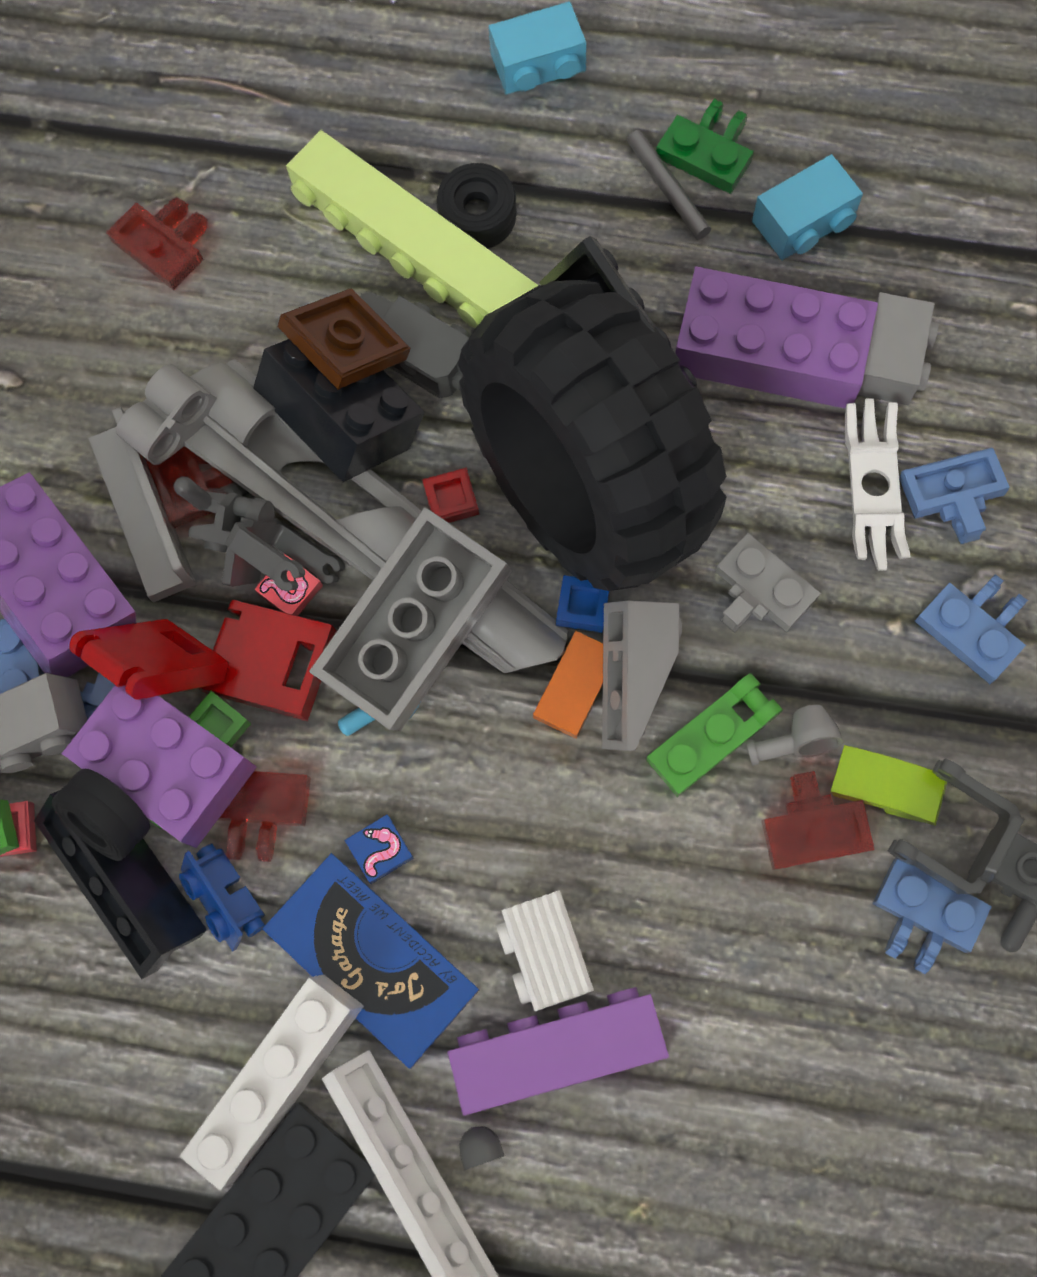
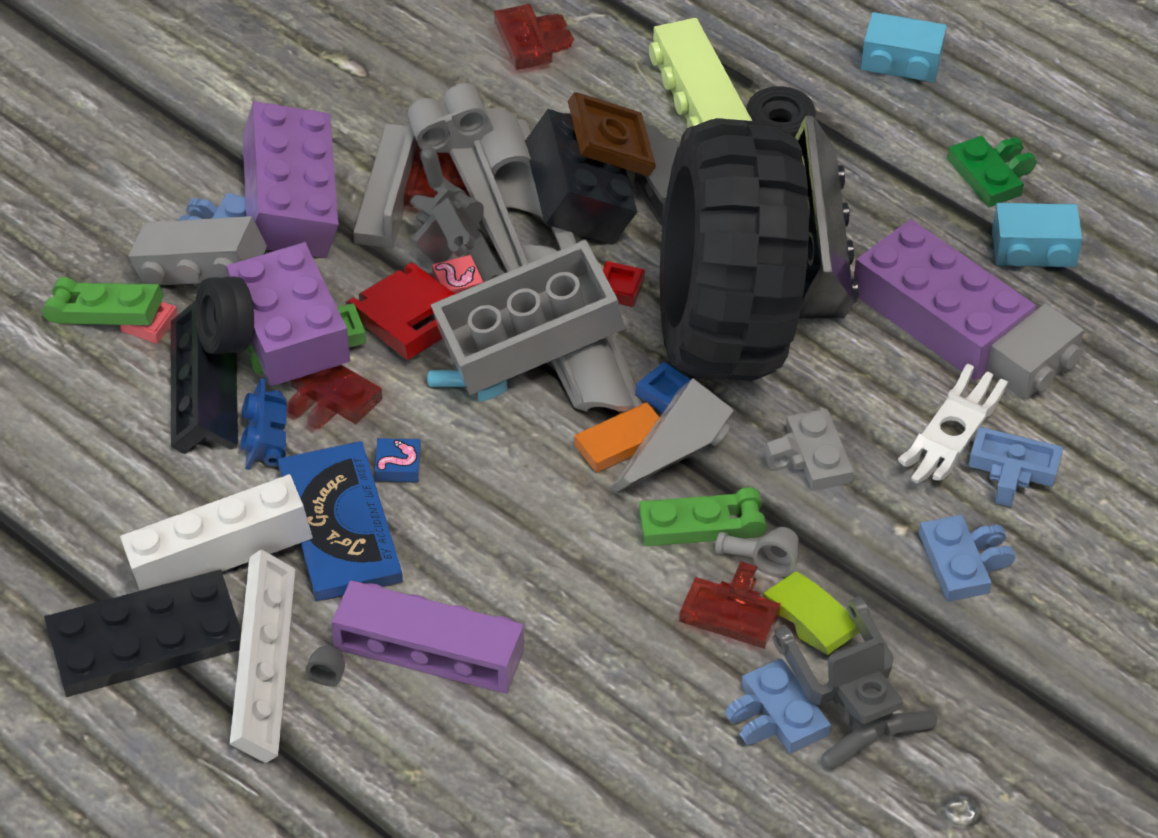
camera: 25 degrees right, 25 degrees down
(149, 658) = (329, 253): red container -> none
(545, 952) = (469, 568): white brick -> none
(668, 184) = (941, 177): flat silver bar -> none

